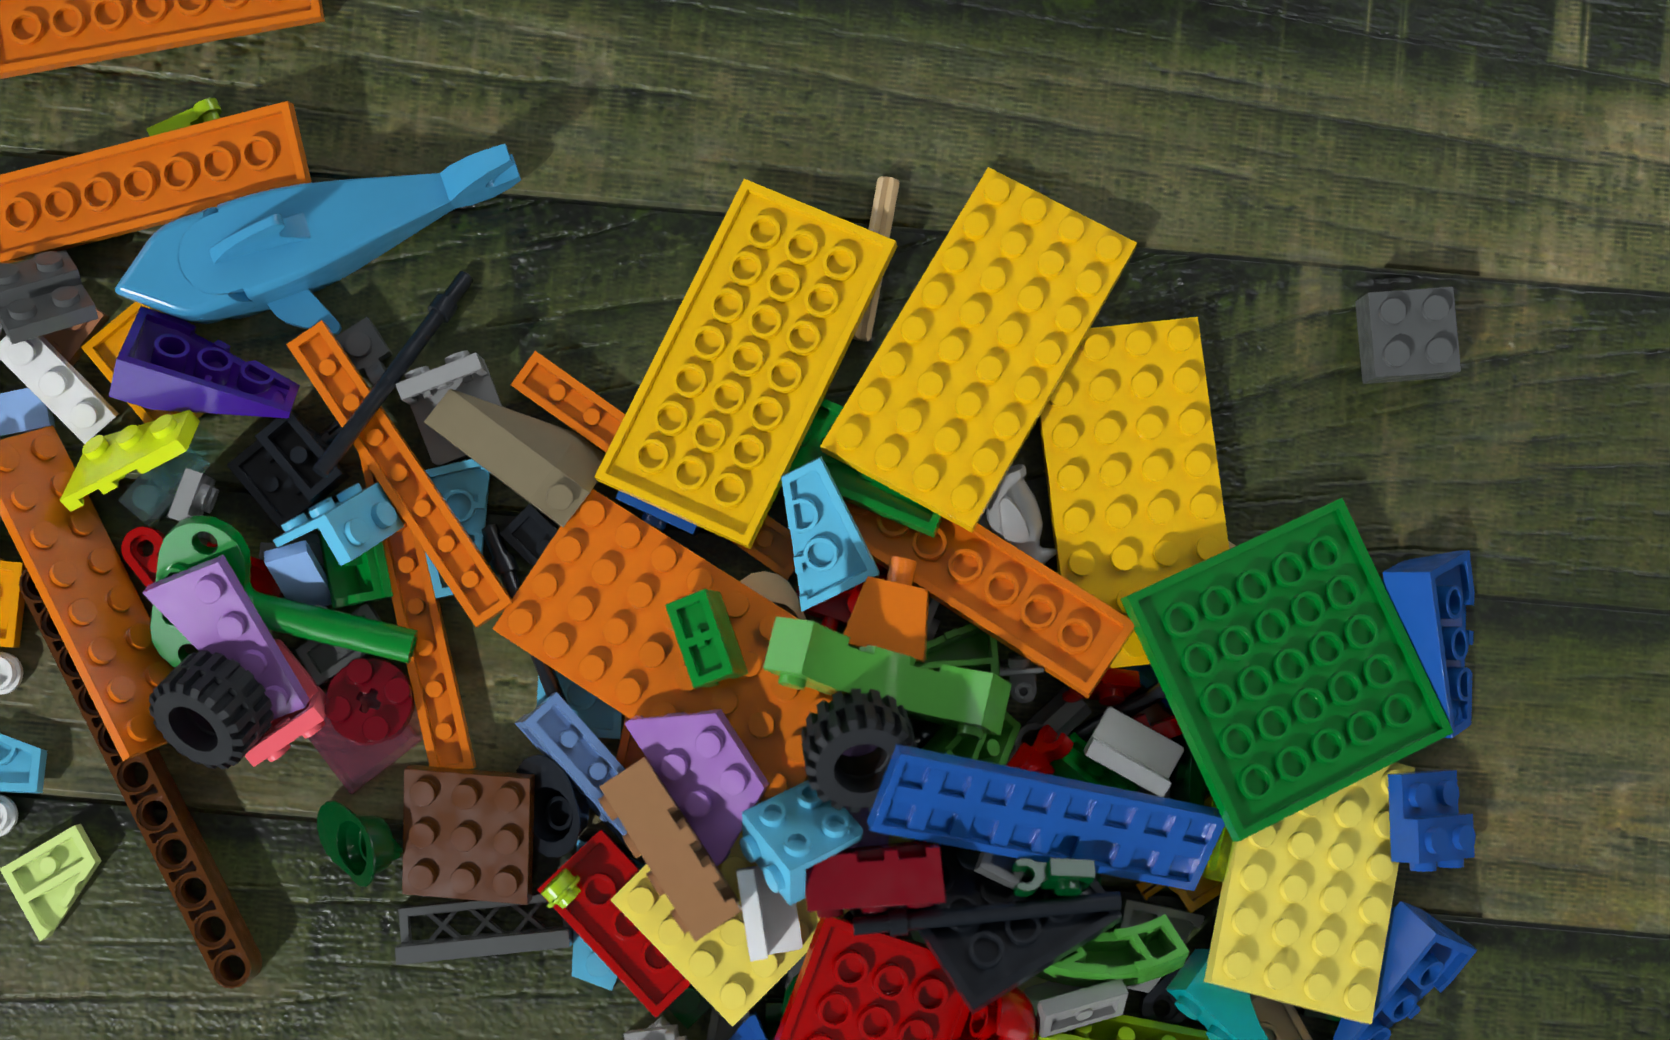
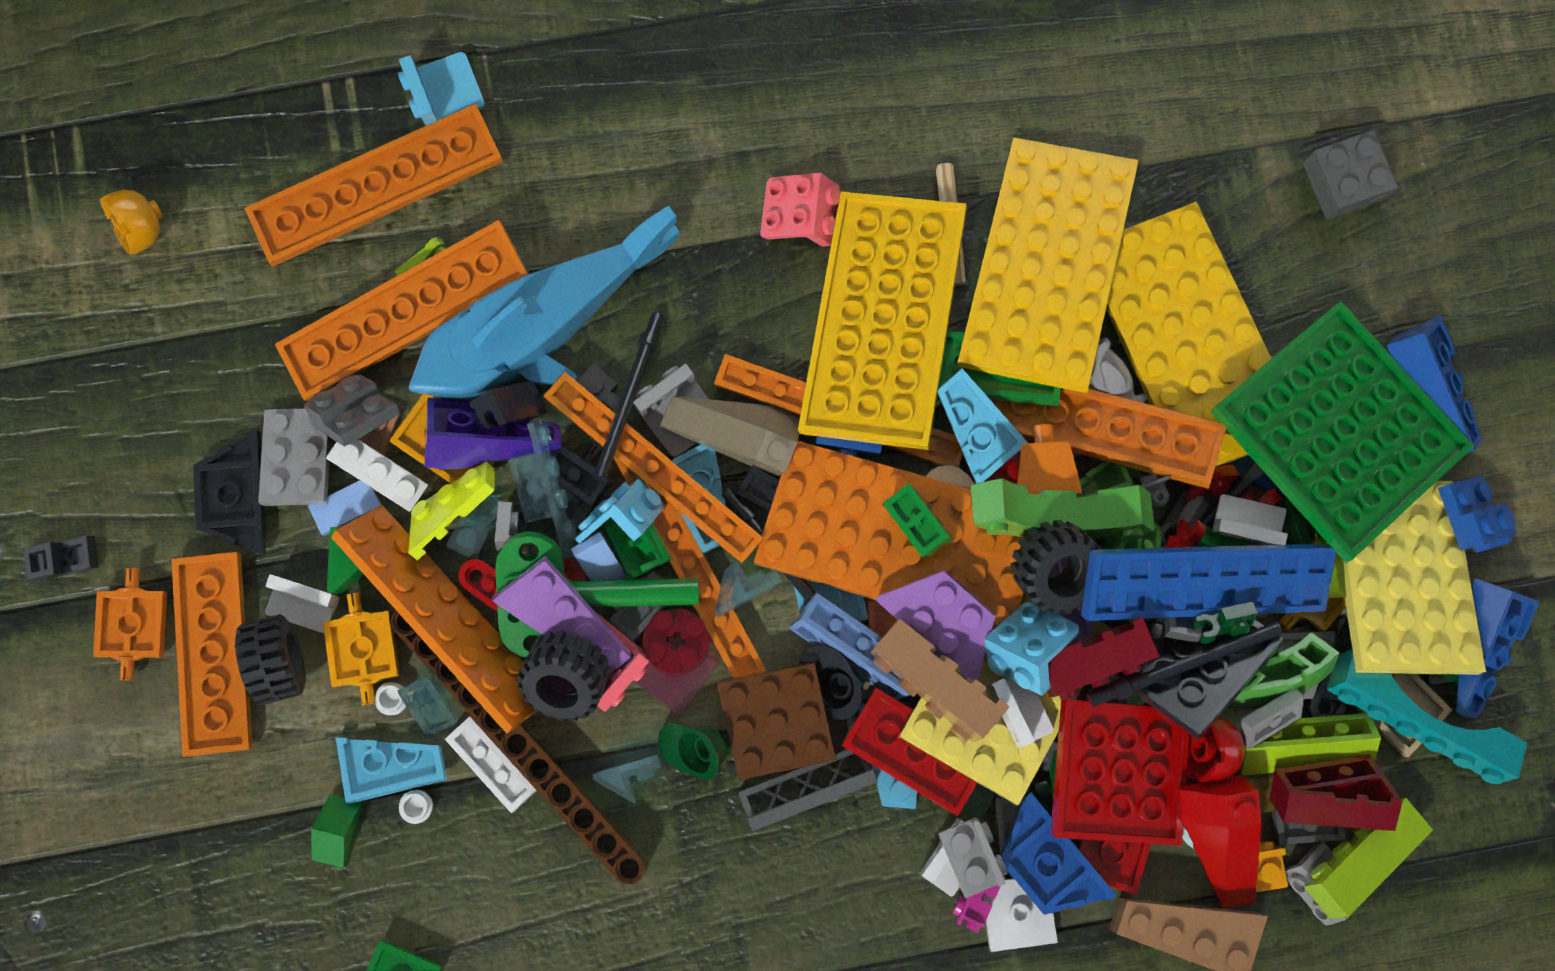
camera: 15 degrees left, 5 degrees down
(41, 695) = (428, 705): none -> clear light blue slope
(52, 878) = (471, 841): yellowish green wing -> none
(97, 791) = (491, 764): none -> white plate
(240, 344) = (509, 404): none -> black hinge
(247, 459) = (538, 486): none -> clear light blue bracket
(255, 853) = (619, 778): none -> clear light blue slope
(462, 659) = (738, 589): none -> clear light blue slope
(562, 889) = (862, 738): lime plate -> none
(686, 186) = (800, 208): none -> coral bracket

